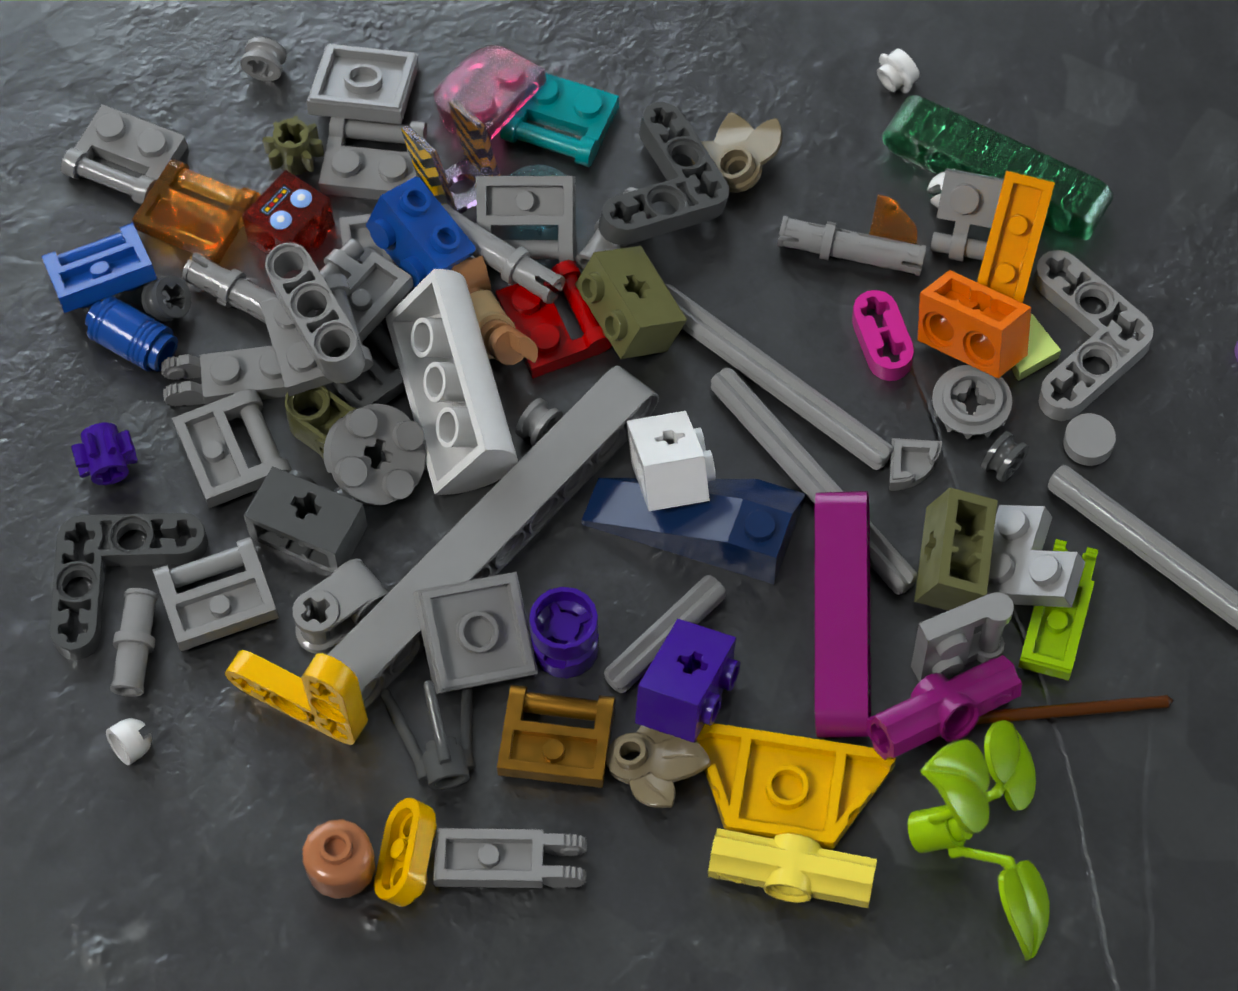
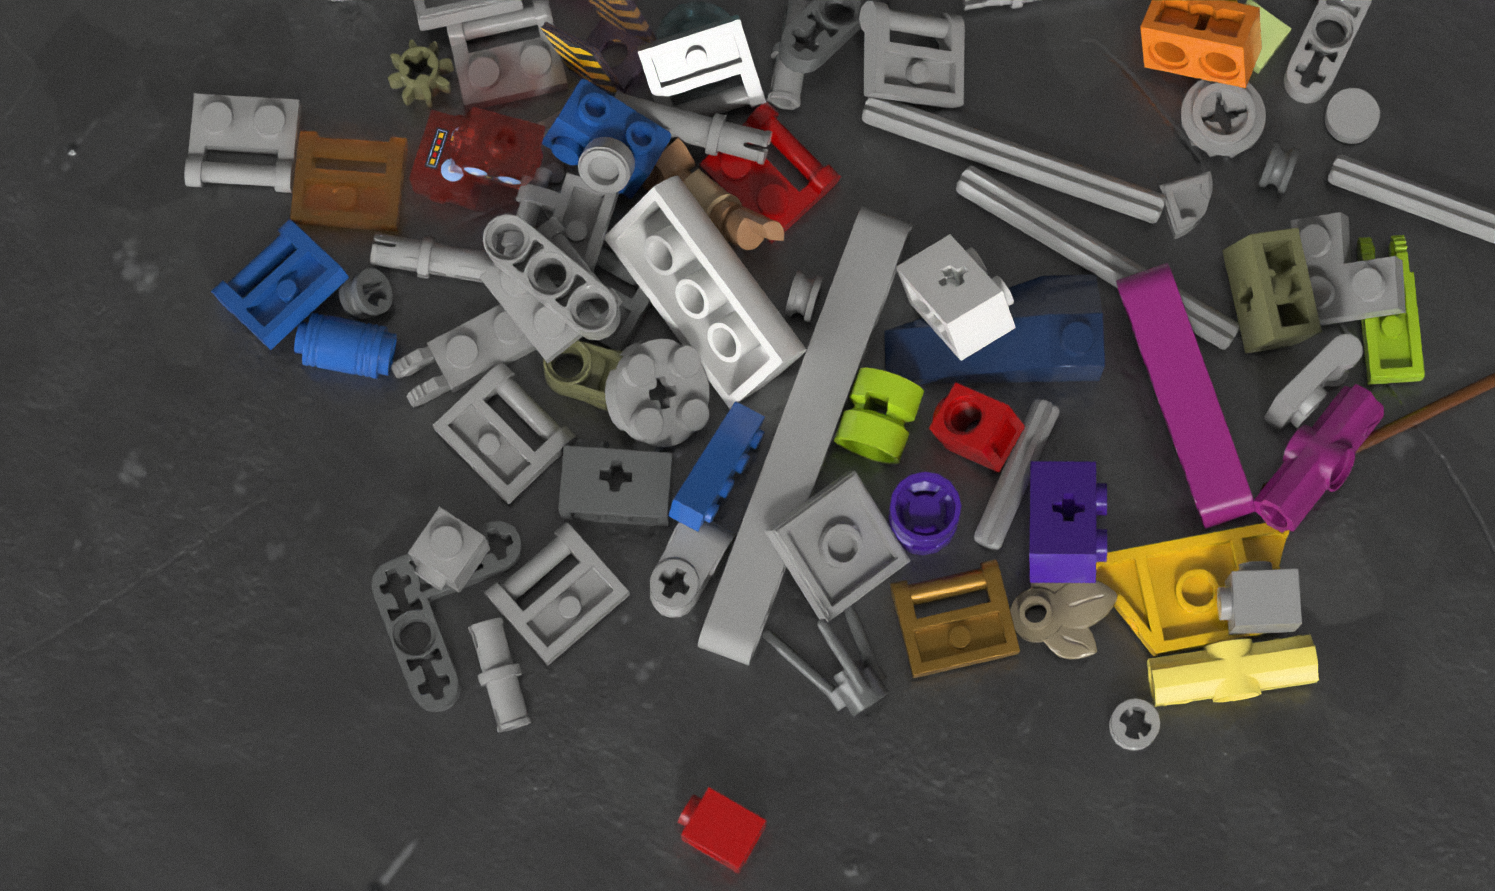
camera: 20 degrees left, 15 degrees up
(104, 453) = (381, 488): dark purple gear -> none
(127, 740) = (540, 776): white hinge -> none
(132, 516) = (448, 551): none -> light grey brick
(266, 840) = (721, 828): none -> red brick
(321, 208) = (481, 157): none -> clear red head
(323, 698) = (732, 673): yellow beam -> none
(338, 859) = (802, 823): nougat head -> none
(398, 531) = (716, 466): none -> blue piece
(405, 852) = (859, 791): yellow plate -> none
(406, 249) = (606, 165): none -> light grey tile
(505, 858) = (954, 762): light grey hinge -> none
(567, 532) = (873, 433): none -> lime wheel
(630, 302) = (845, 131): olive brick -> none
(643, 577) = (993, 436): none -> red brick
(683, 868) = (1150, 719): none -> light grey bush
(707, 271) = (913, 71): none -> light grey plate
(838, 806) = (1260, 599): none -> light grey brick
(873, 338) = (1116, 65): dark pink beam -> none
(962, 780) = (1387, 562): lime plant -> none

